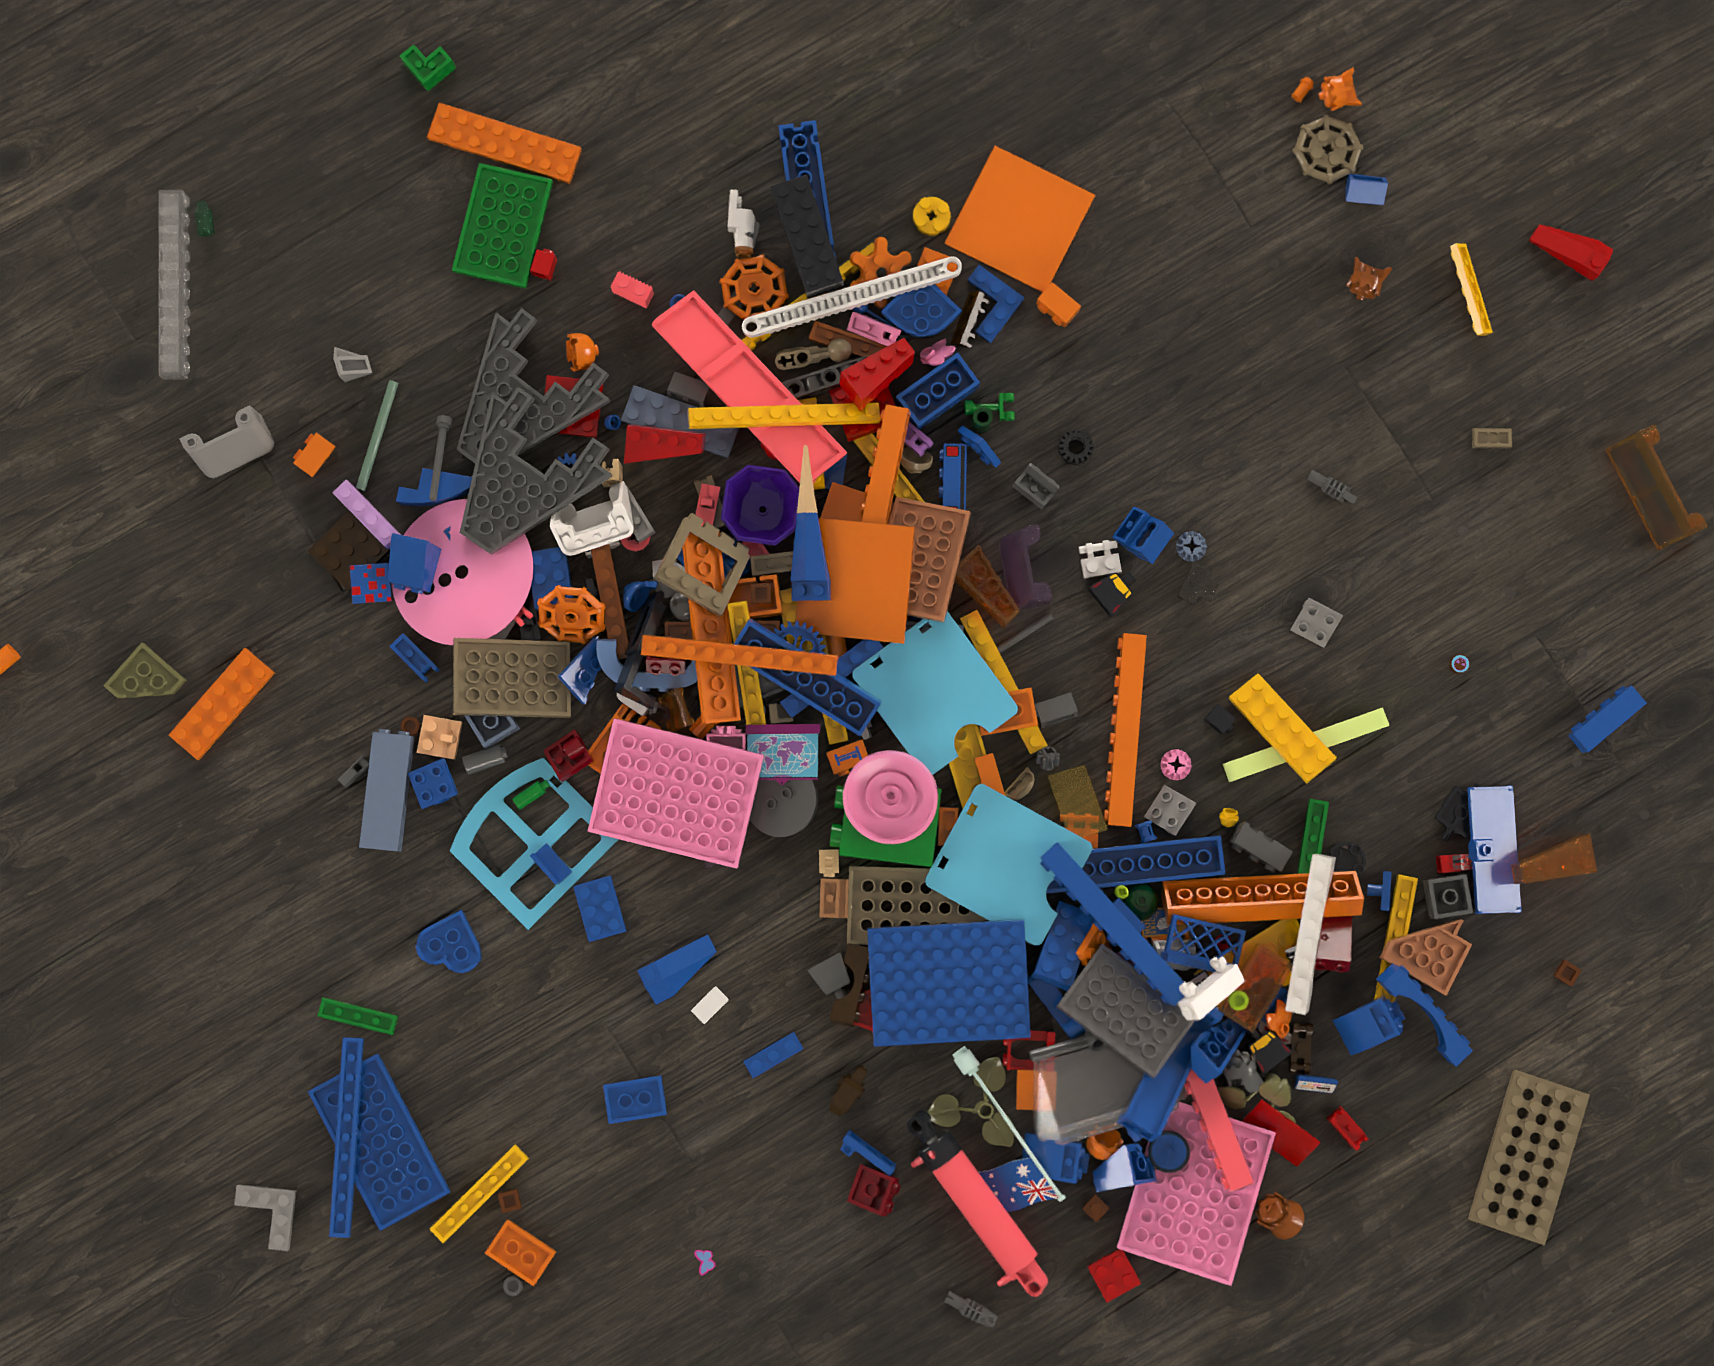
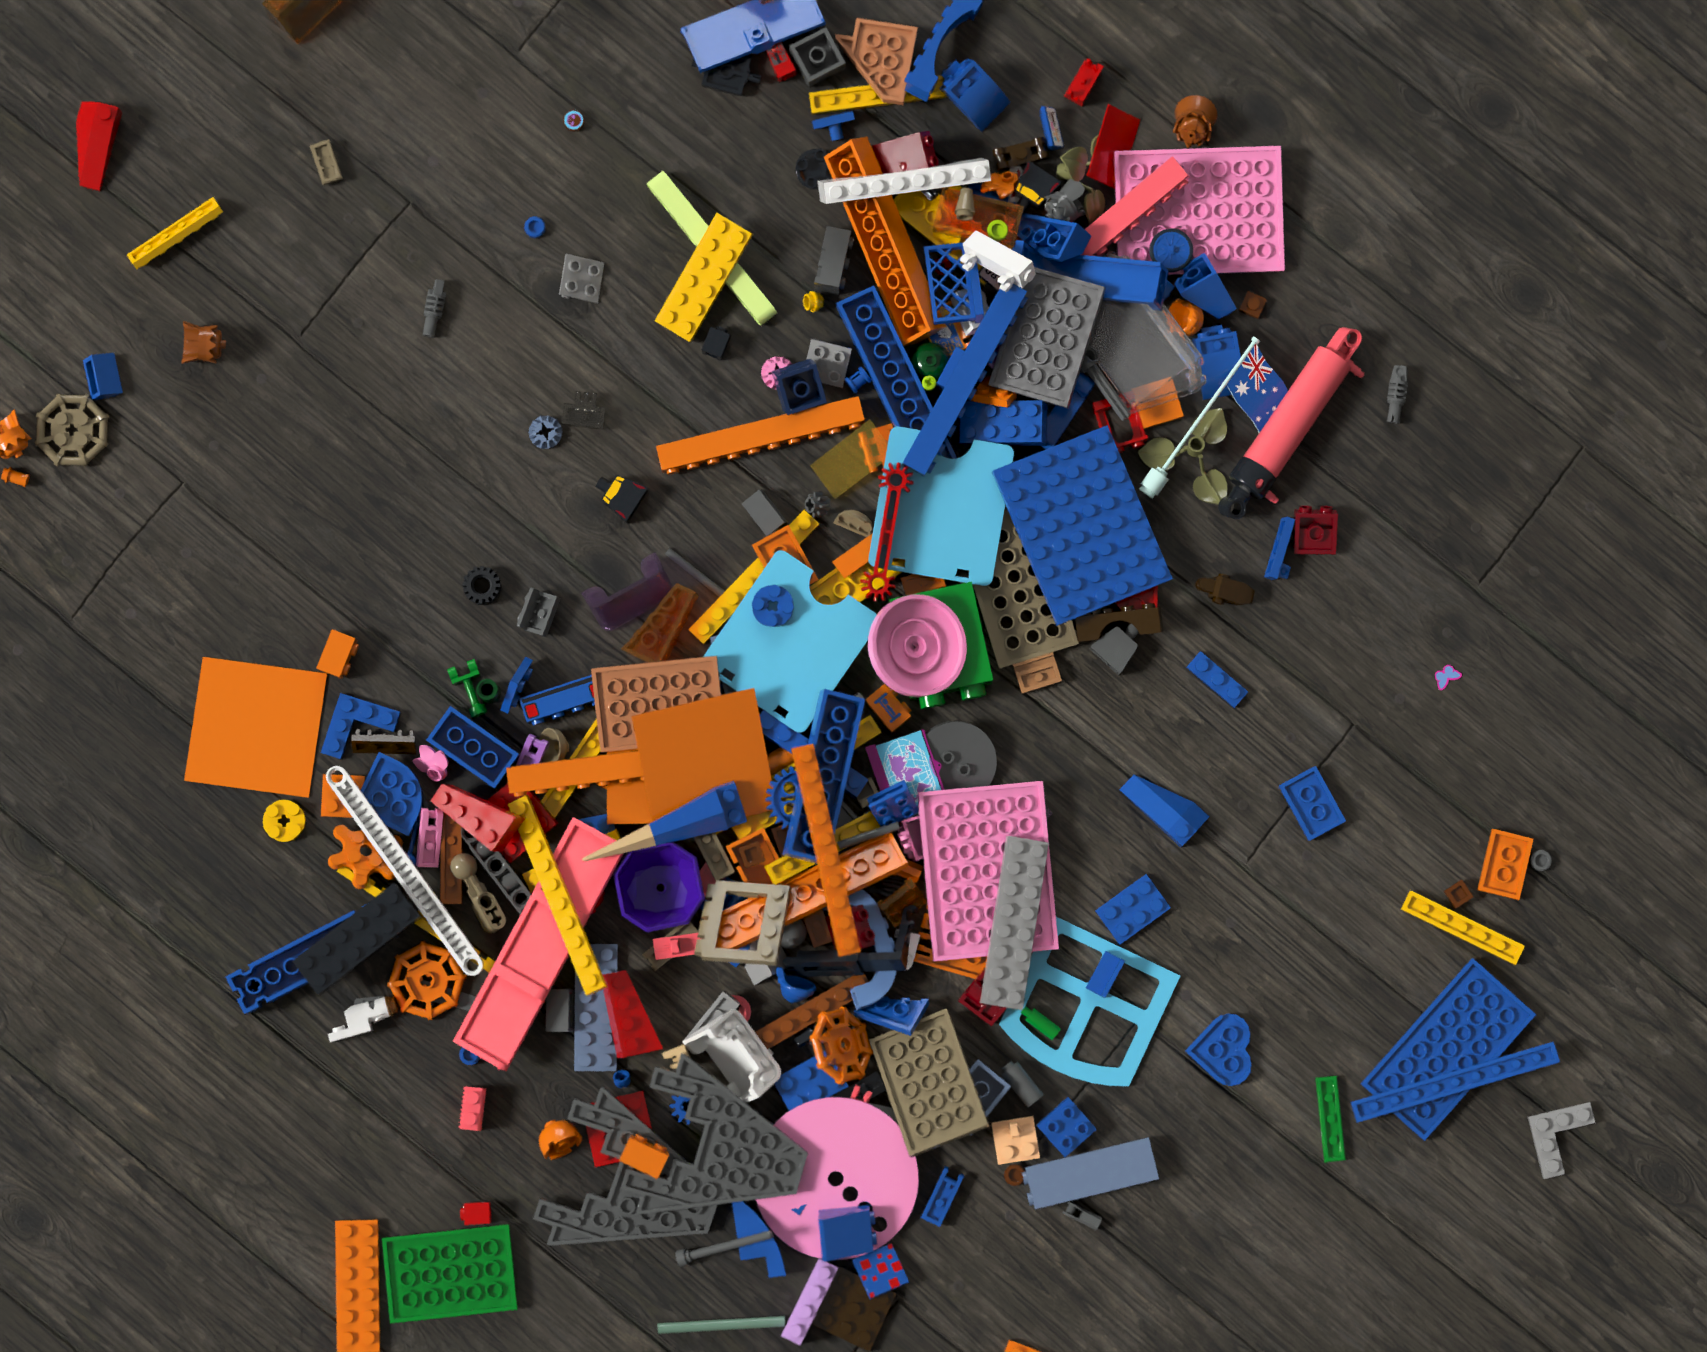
camera: 110 degrees left, 0 degrees up
(537, 415) = (644, 1156): none -> orange brick
(622, 799) = (1014, 923): none -> light grey plate
(709, 1005) = (1190, 762): white sticker -> none
(742, 700) = (868, 835): none -> dark grey bar
(761, 729) = (893, 804): none -> blue bracket
(829, 862) = (1002, 690): tan brick -> none
(965, 696) = (772, 618): none -> blue plate
(1000, 807) = (886, 531): none -> red arm
(1099, 565) = (597, 517): white plate -> none
(1114, 1275) = (1311, 264): red plate -> none
(1143, 535) = (551, 484): blue piece -> none
(1157, 777) = (799, 386): none -> dark blue brick
(1269, 979) = (965, 206): none -> dark tan cone
(1312, 834) = (801, 211): green plate -> none
(1375, 598) = (534, 227): none -> blue tile

